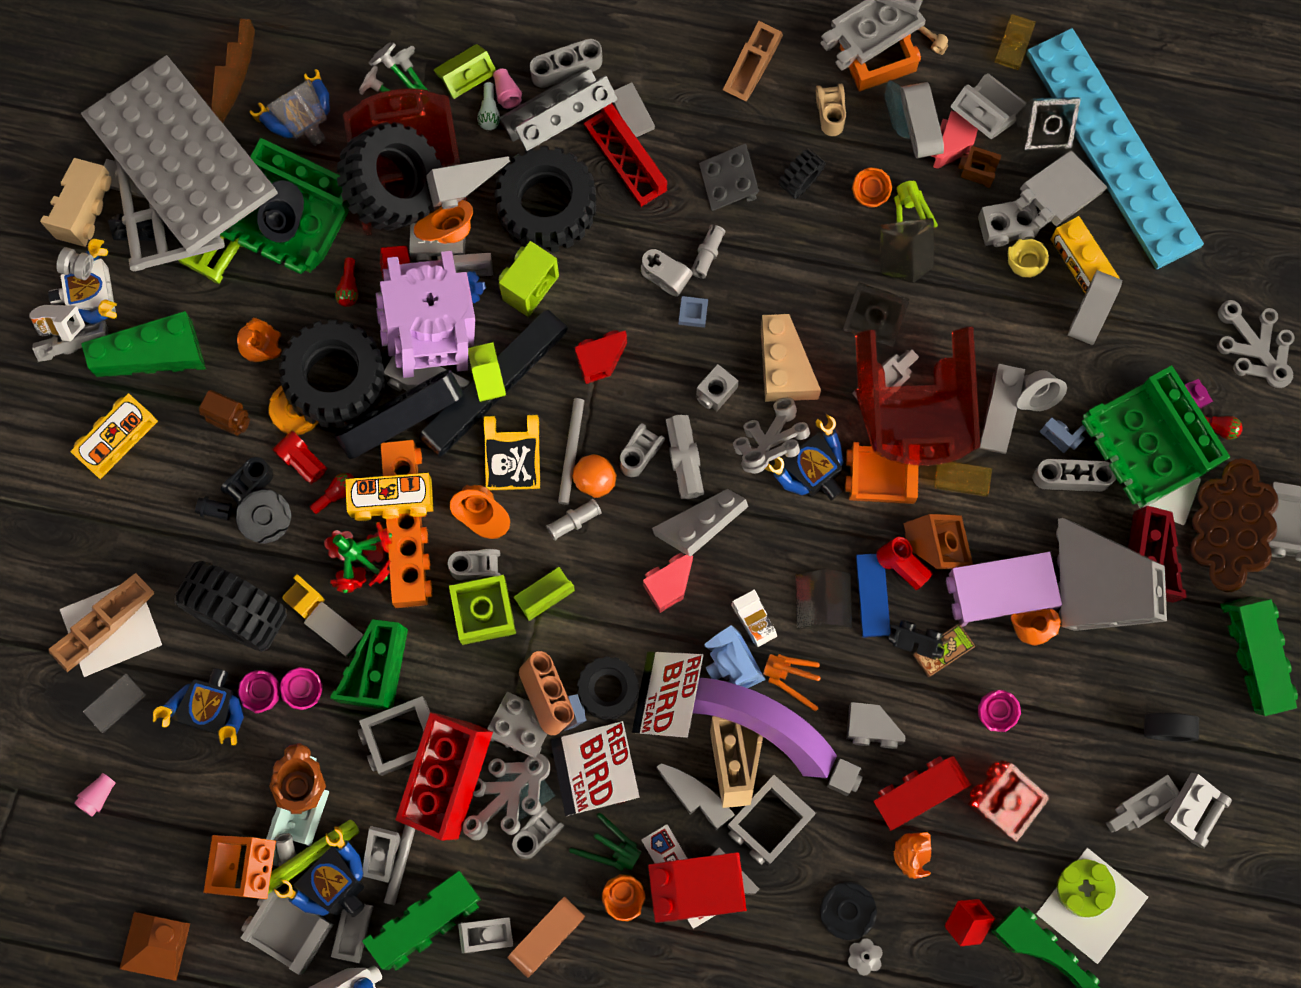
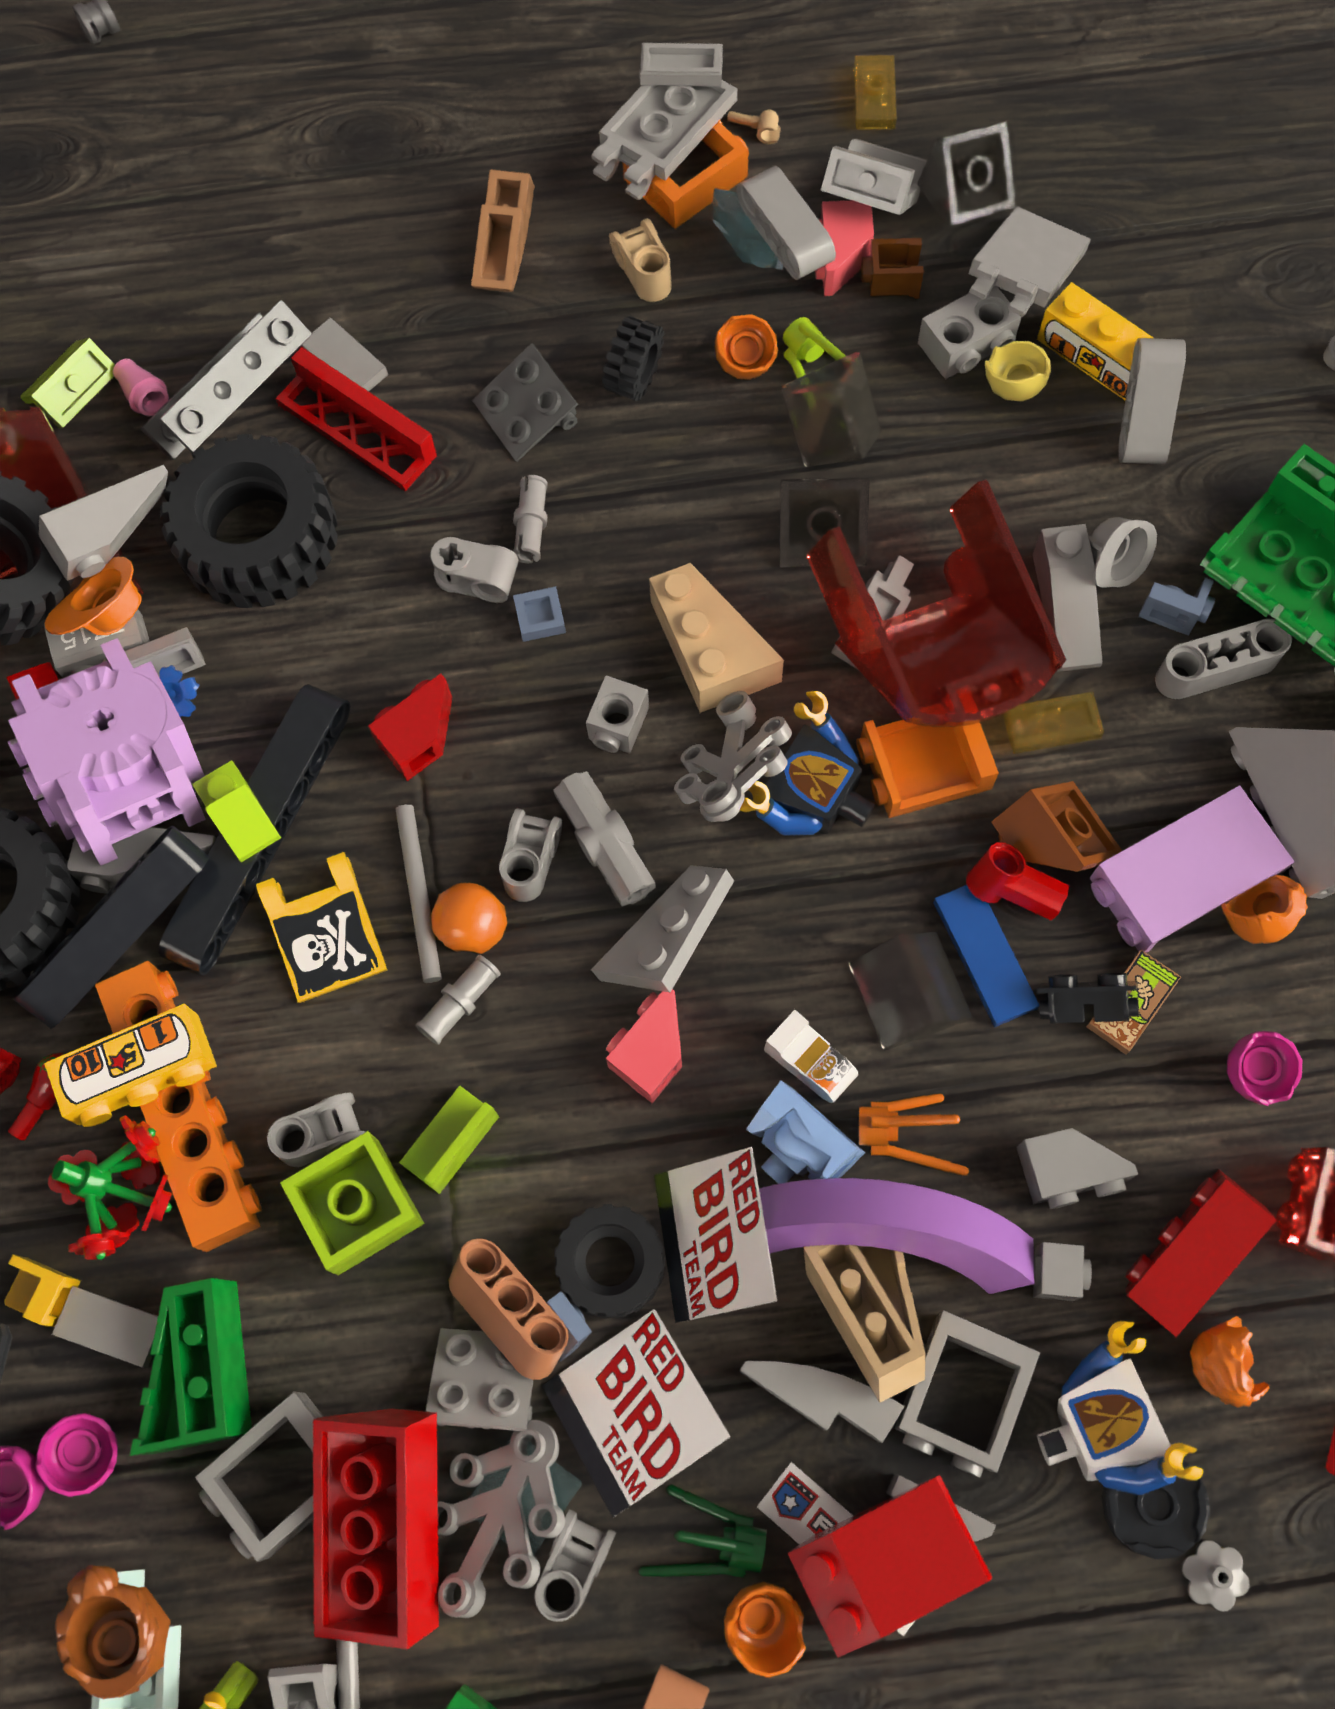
camera: 15 degrees left, 5 degrees down
(480, 511) = (297, 1040): orange piece -> none
(488, 114) = (122, 429): light aqua piece -> none
(528, 278) = (260, 645): lime brick -> none
(574, 53) = (216, 319): light grey beam -> none
(840, 861) = (1113, 1423): none -> torso
(1116, 150) = (1088, 192): medium azure plate -> none

